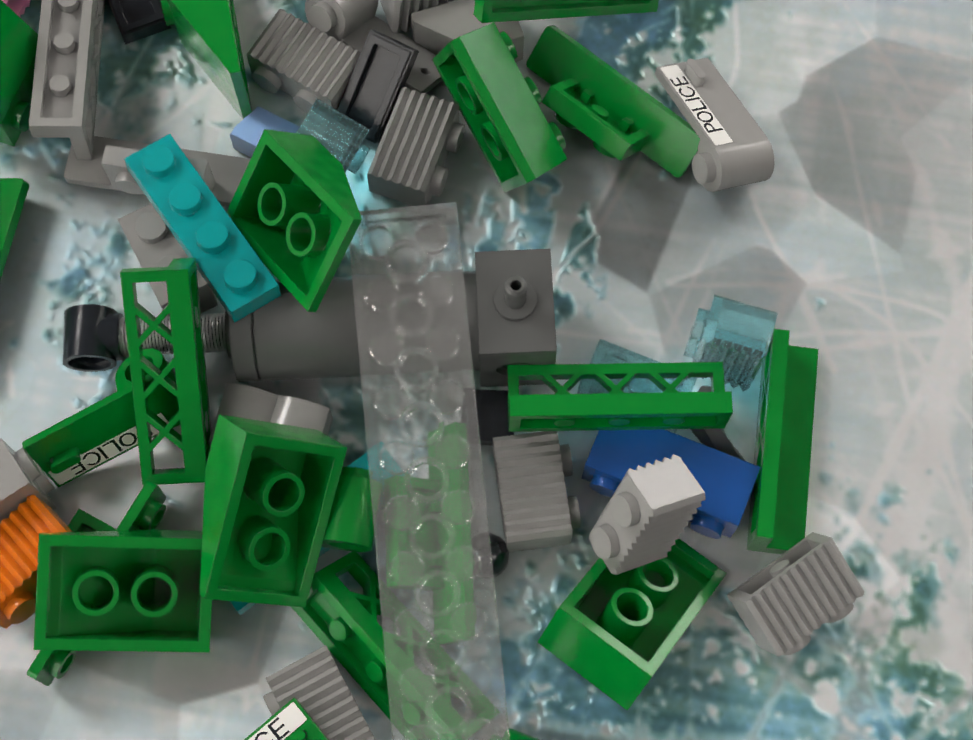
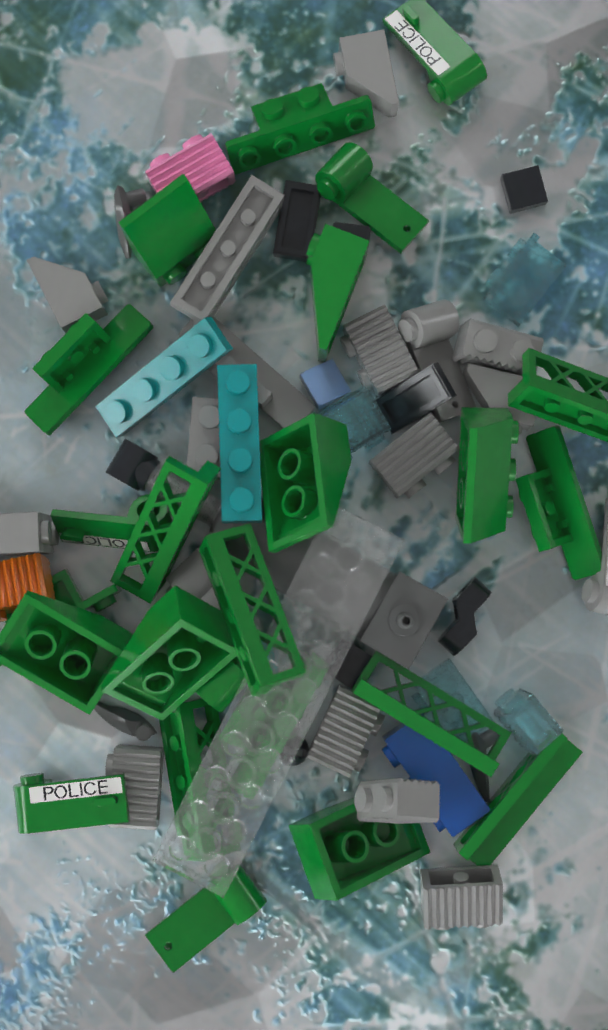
camera: 30 degrees right, 15 degrees up
(71, 220) = (164, 376): none -> teal plate
(261, 648) = (126, 721): none -> dark grey bar
(318, 403) = (236, 612): none -> green fence
(585, 283) = (463, 628): none -> black piece

